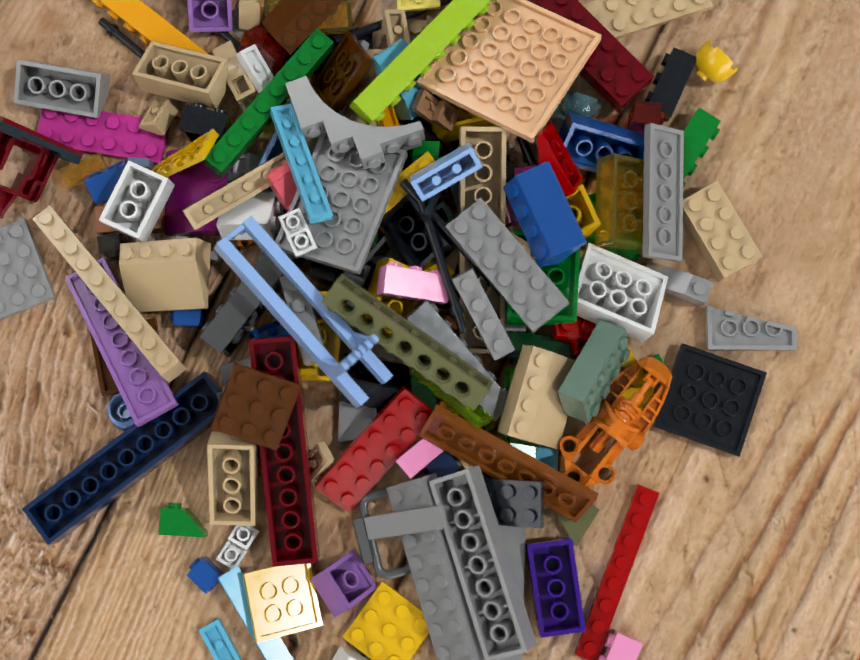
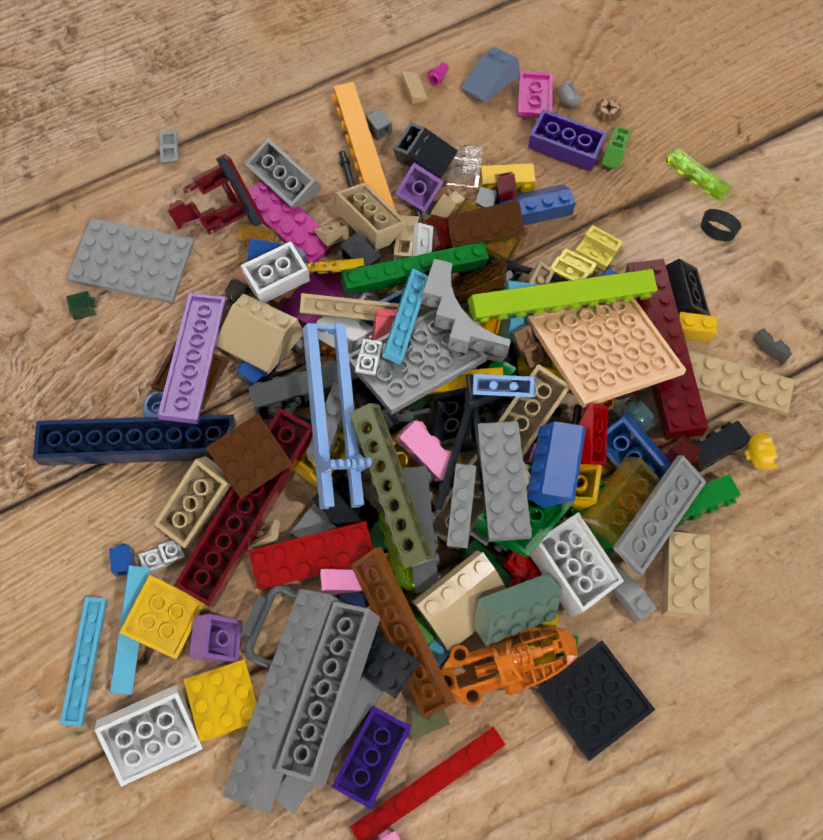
camera: 25 degrees right, 15 degrees down
(109, 294) = (210, 322): tan brick -> none
(180, 522) = (134, 509): green slope -> none
(406, 522) = (294, 620): light grey tile -> none
(738, 332) = (658, 668): light grey wing -> none

